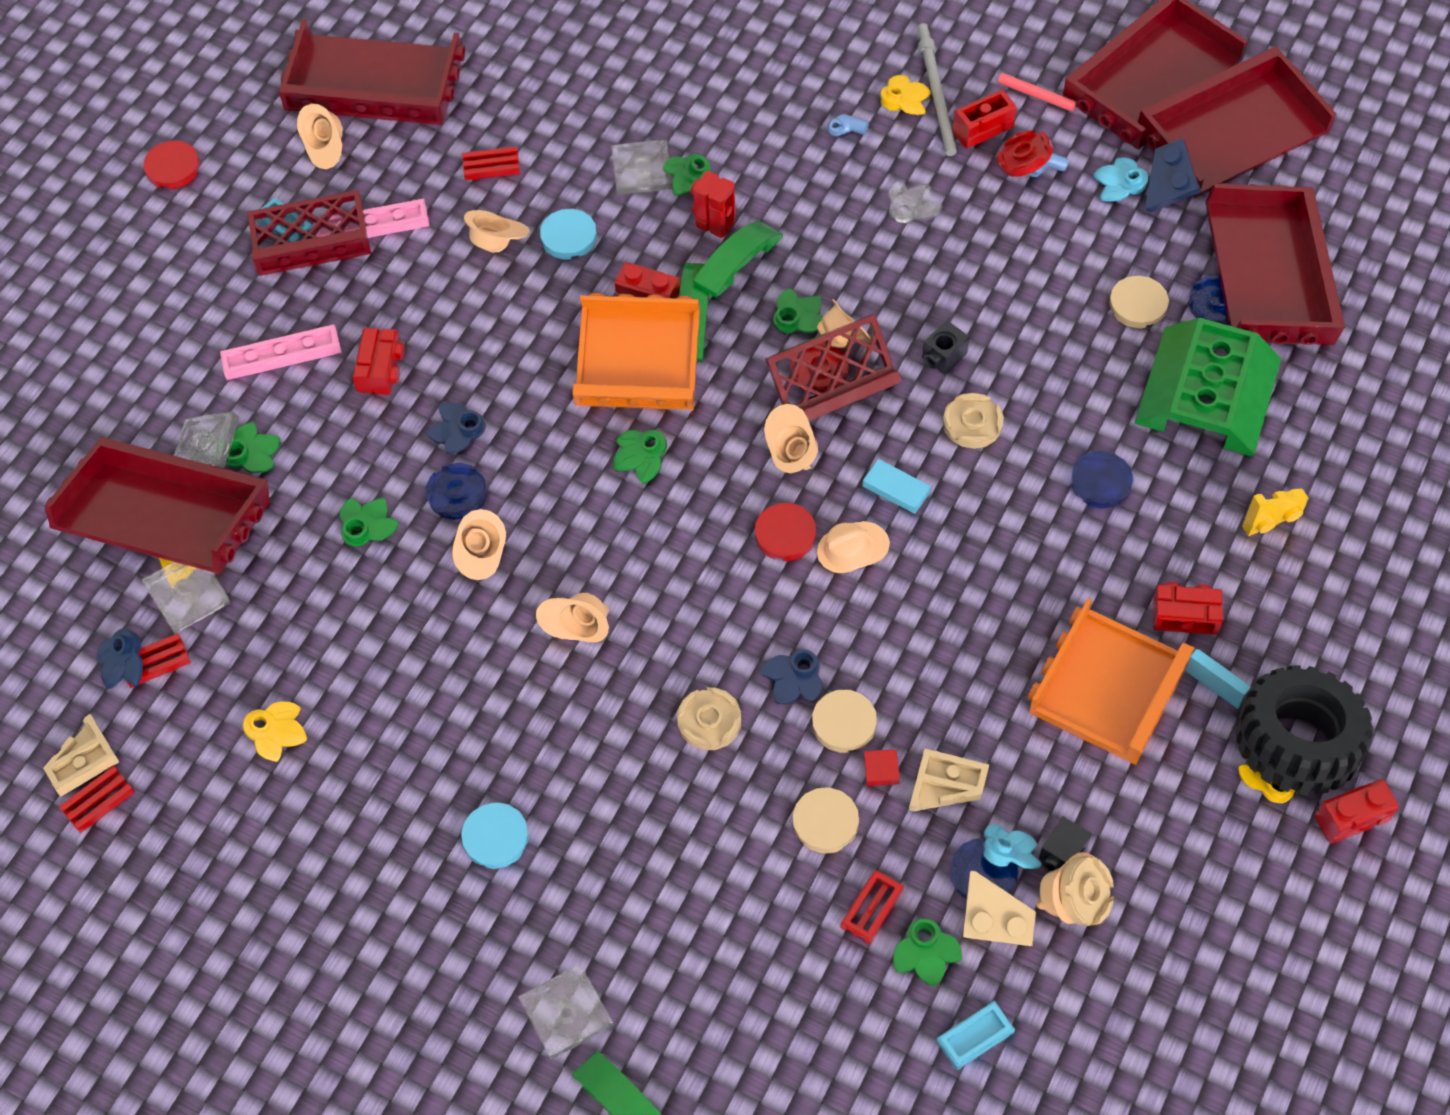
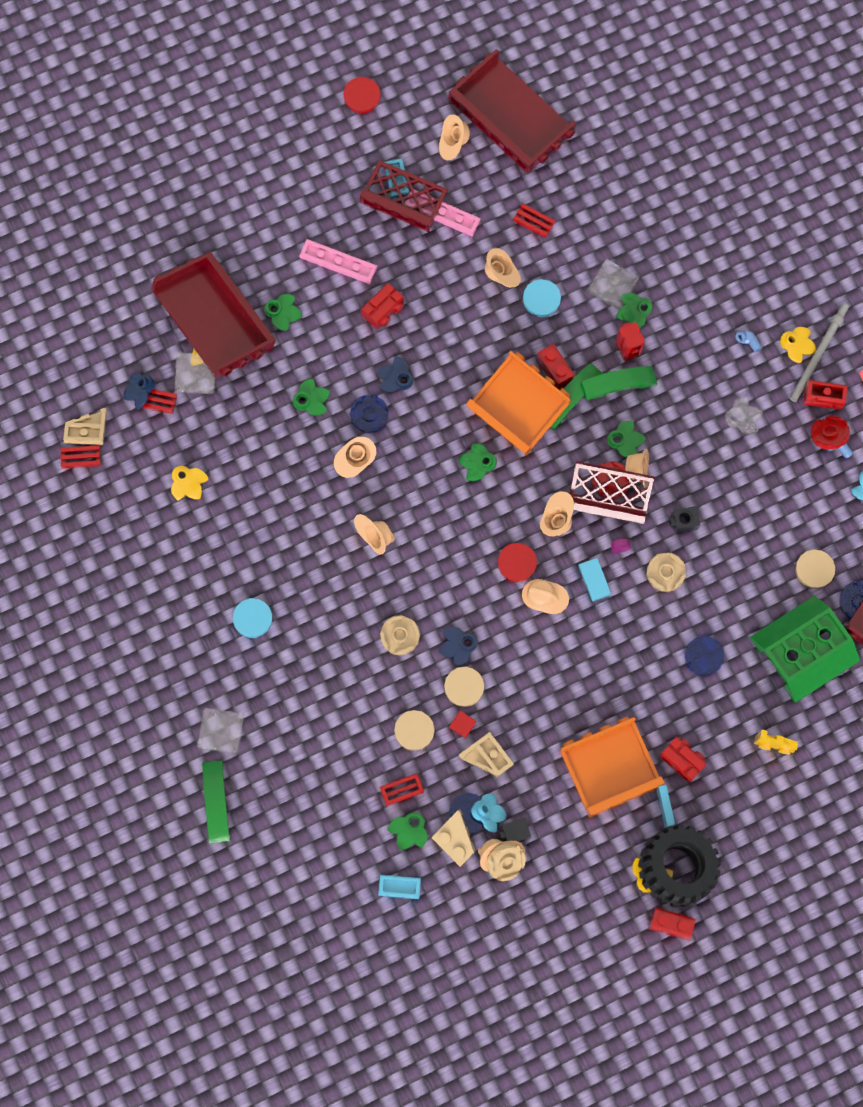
camera: 30 degrees right, 15 degrees up
(207, 438) = (262, 291): clear plate -> none
(895, 426) = (620, 545): none -> magenta tile

